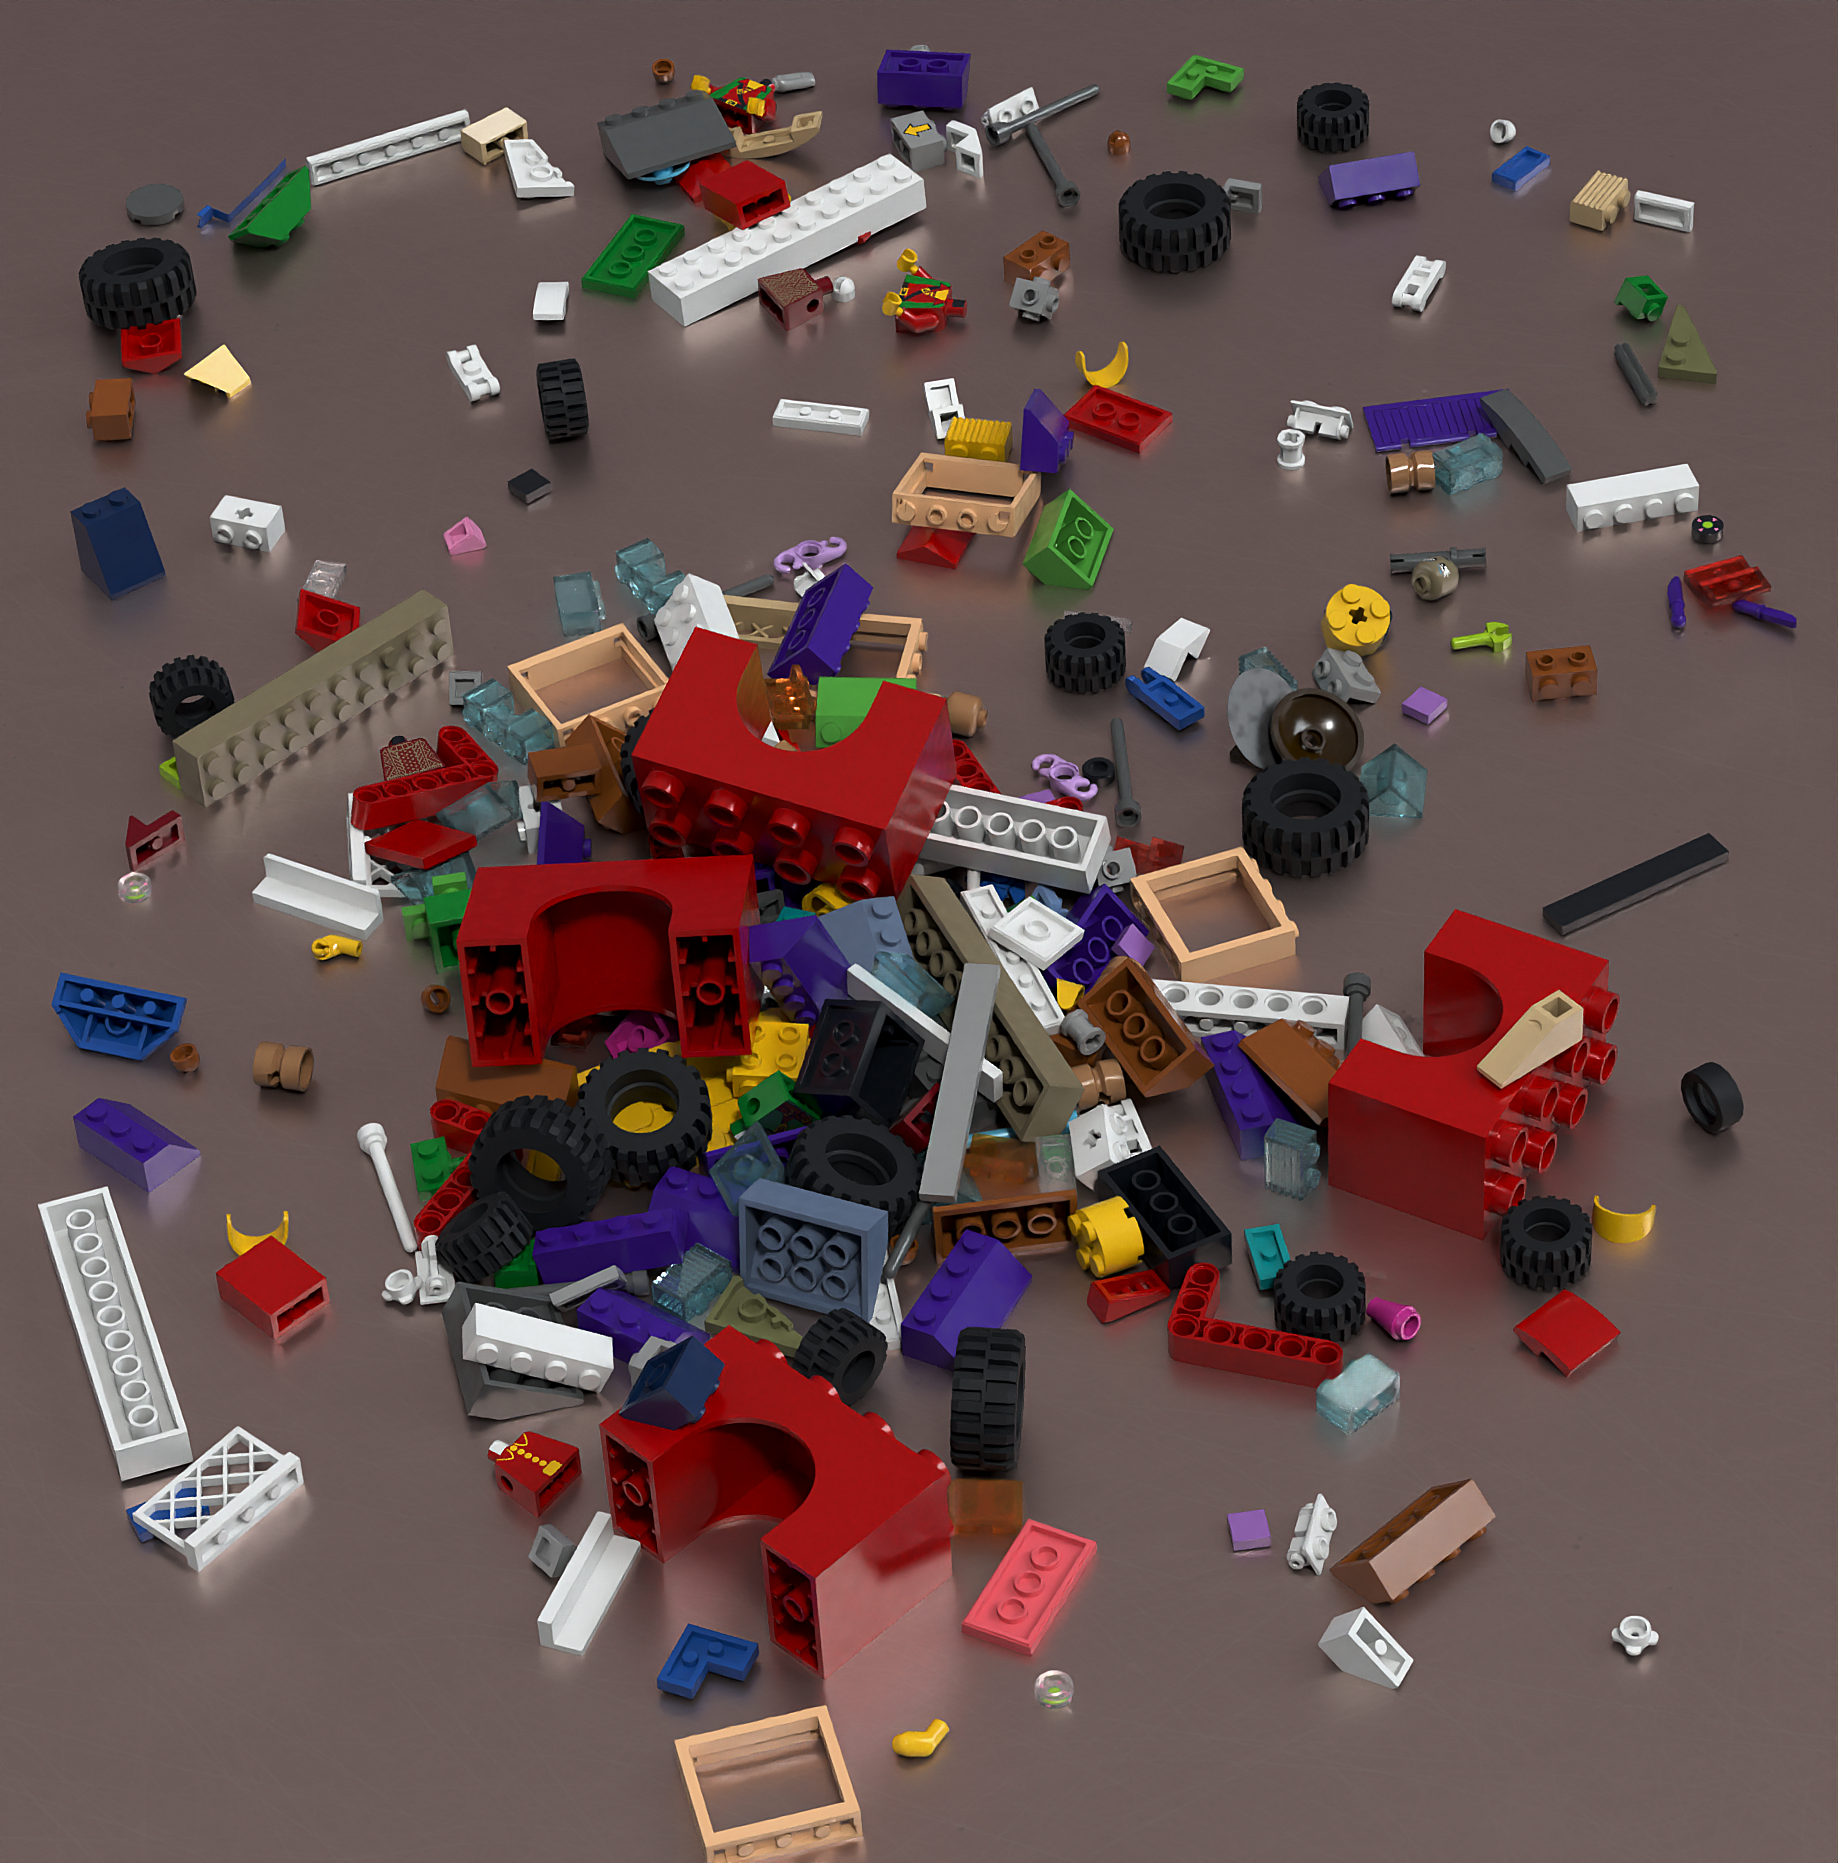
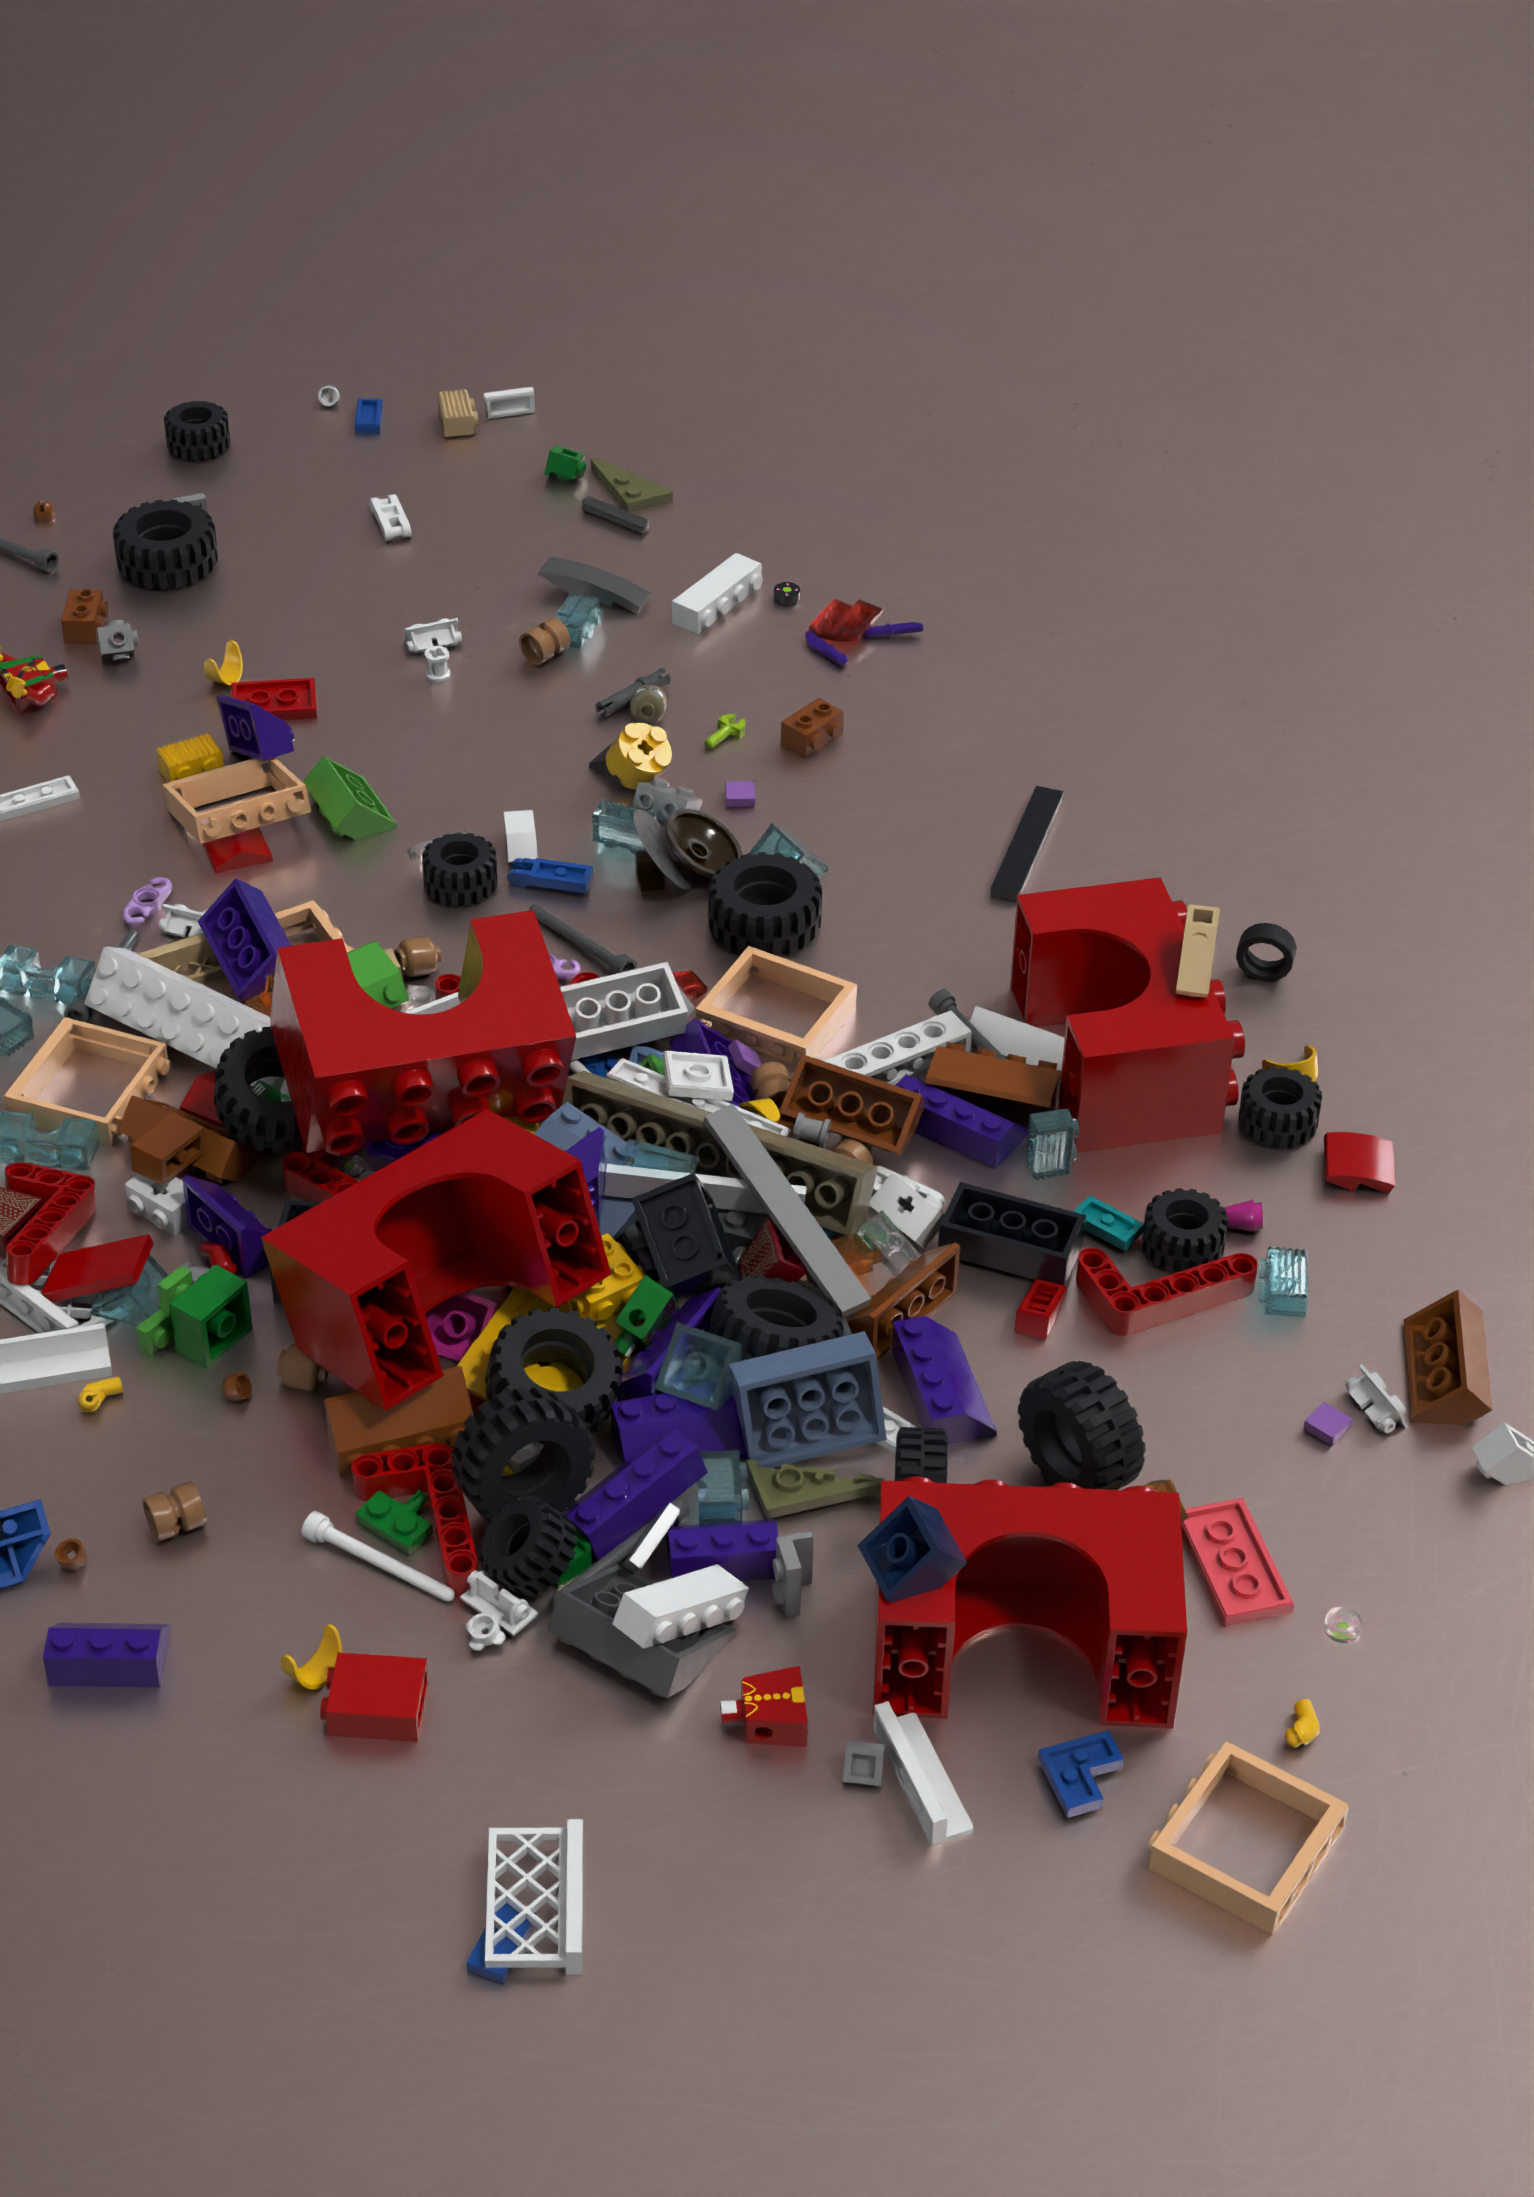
camera: 45 degrees left, 0 degrees up
(115, 1334) = (289, 1818): white brick -> none
(483, 809) = (117, 1215): clear light blue slope -> none
(942, 405) = (129, 751): white slope -> none
(1099, 771) = (563, 948): black tile -> none
(1106, 1237) = (995, 1270): yellow brick -> none
(1203, 71) = (54, 440): bright green plate -> none
(1370, 179) = (274, 462): dark purple slope -> none
(1428, 421) = (509, 604): dark purple piece -> none

